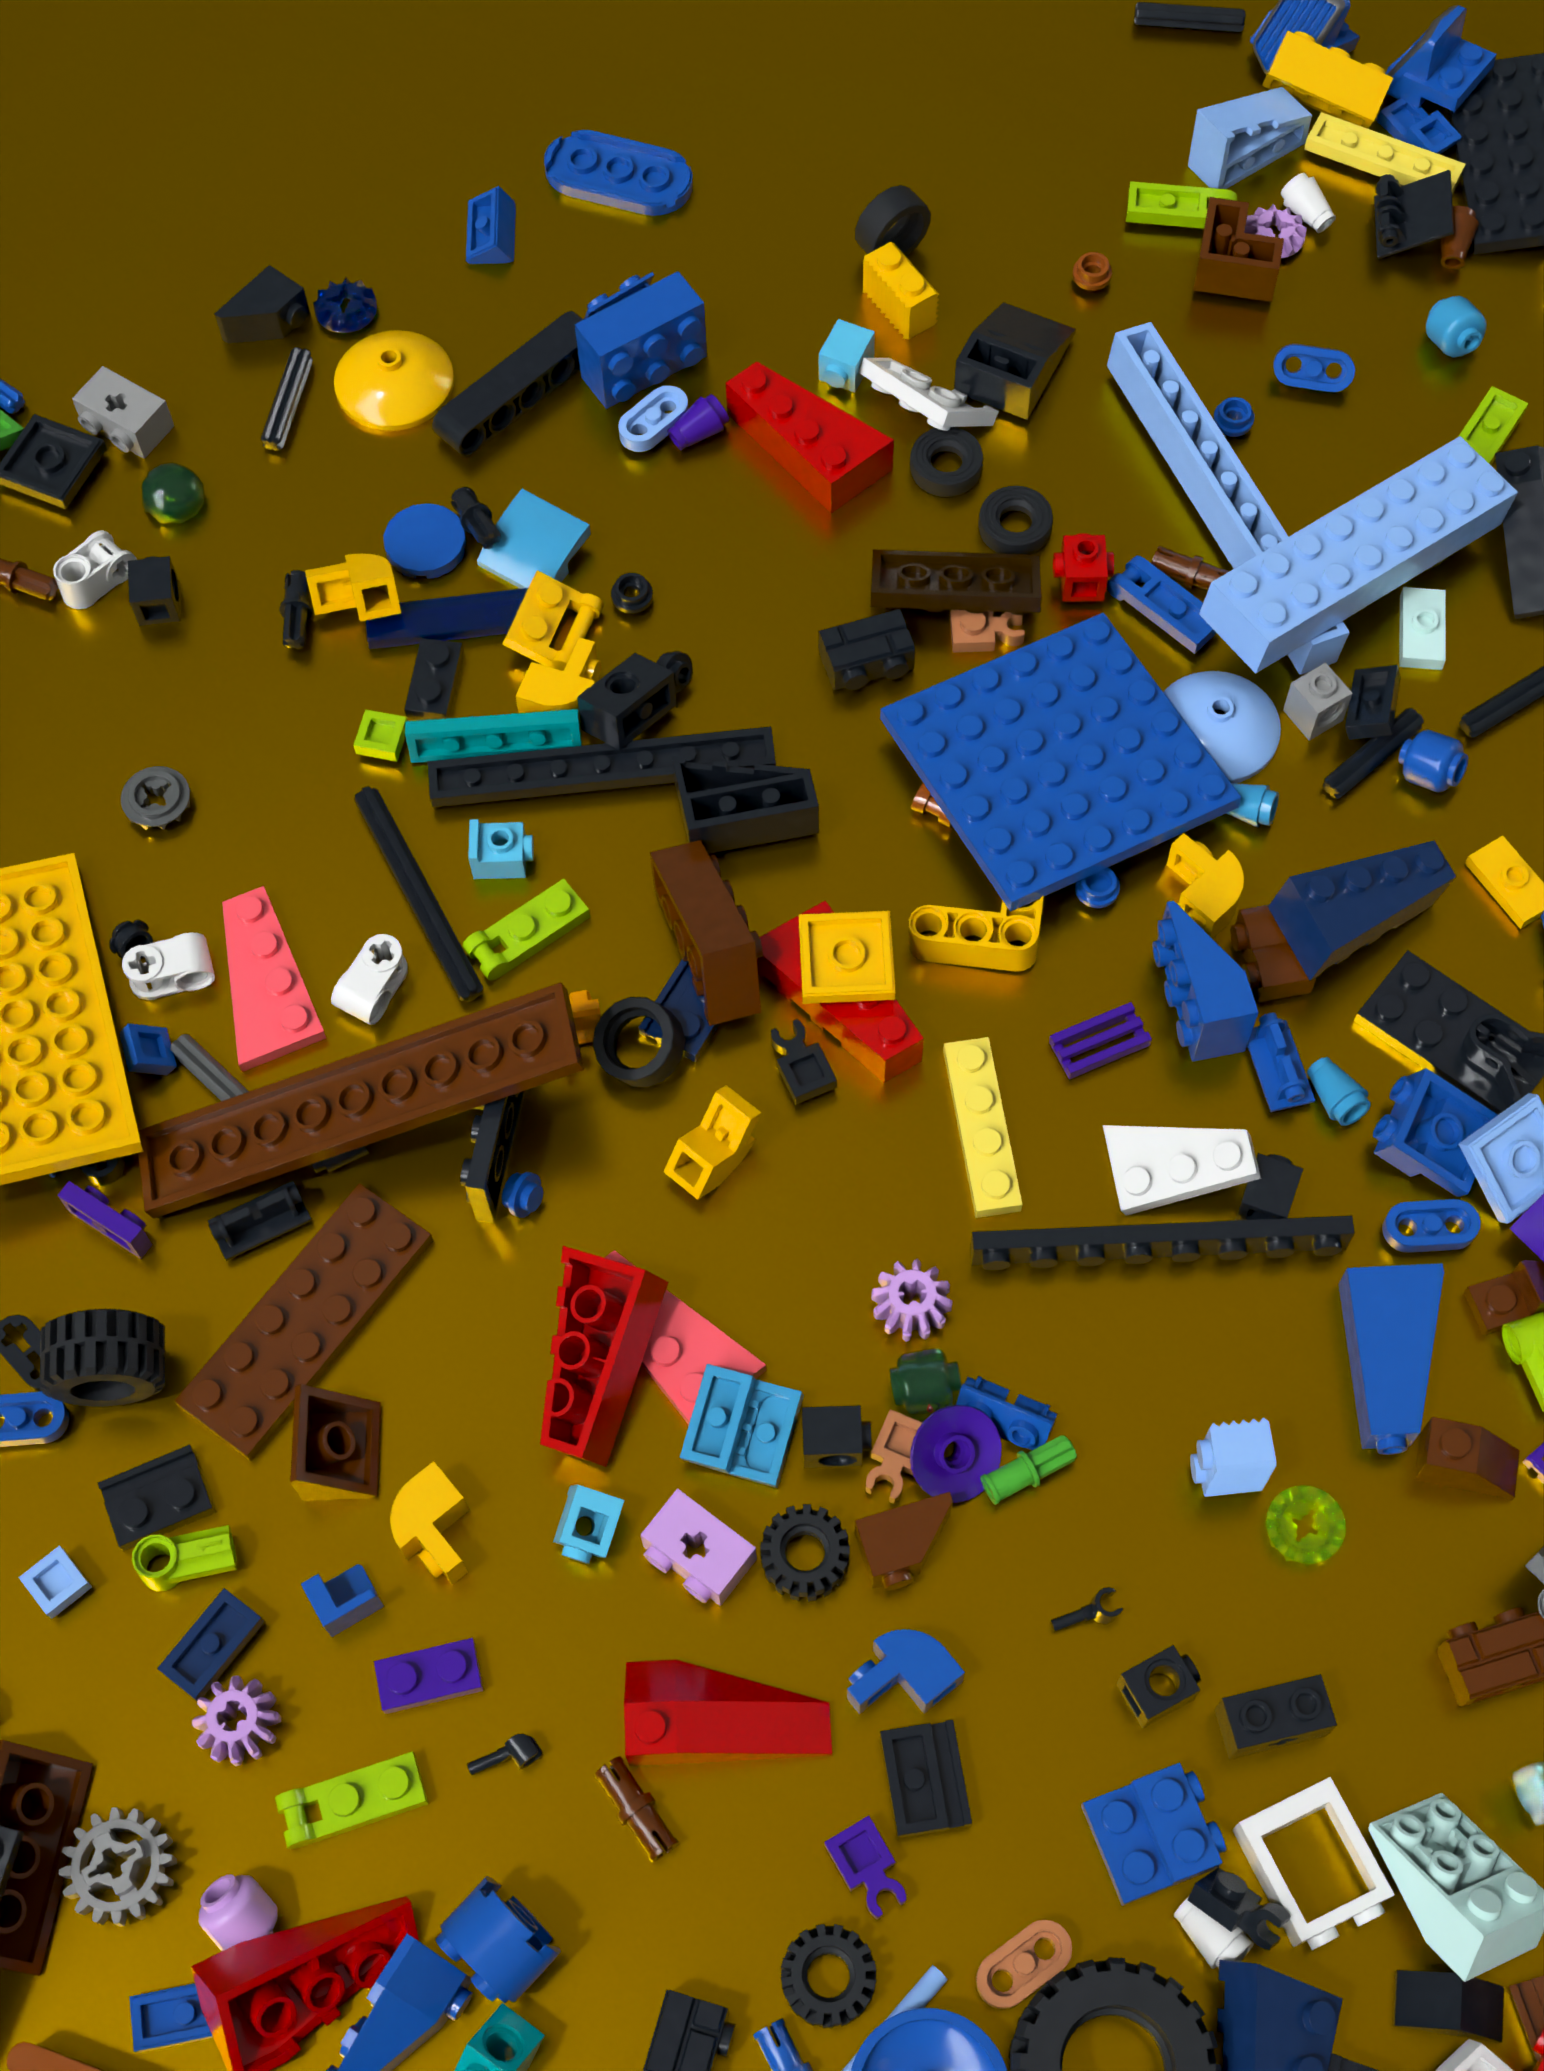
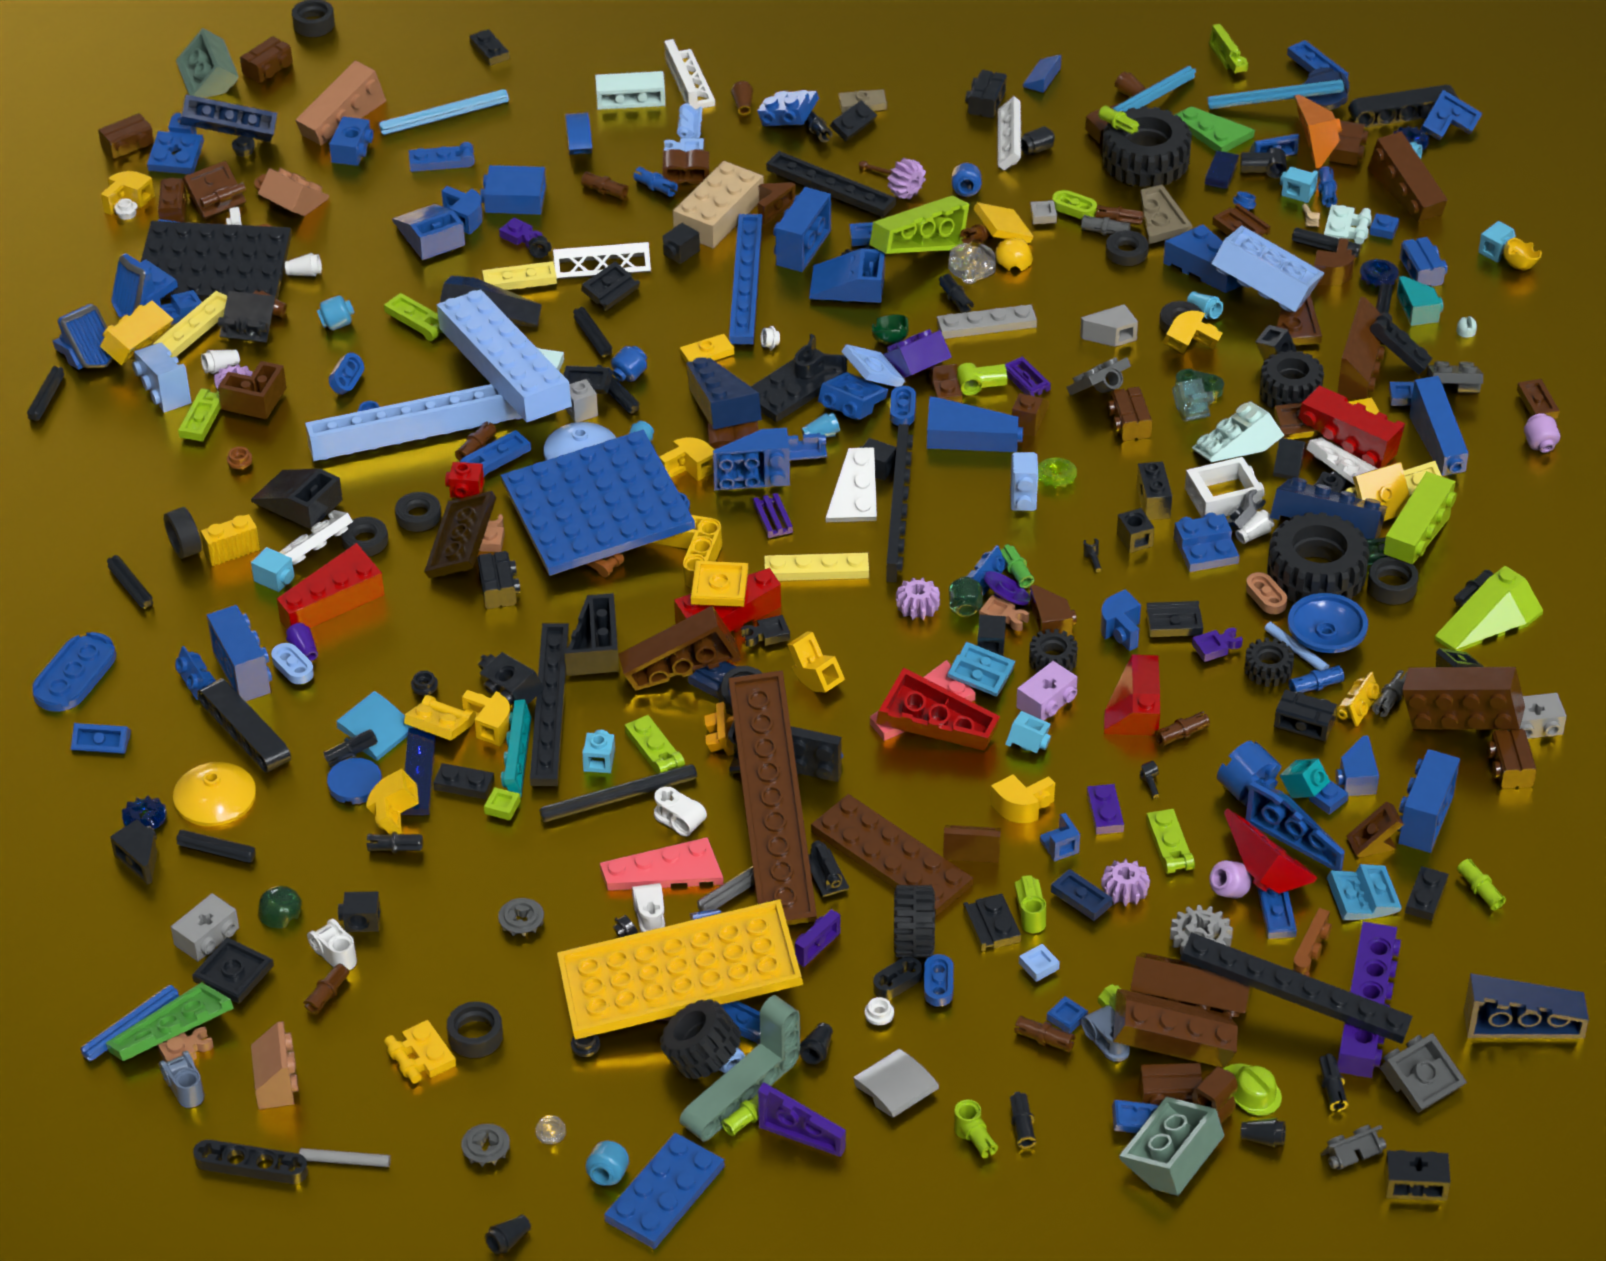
camera: 85 degrees left, 20 degrees down
(804, 196) = (130, 581): none -> black axle

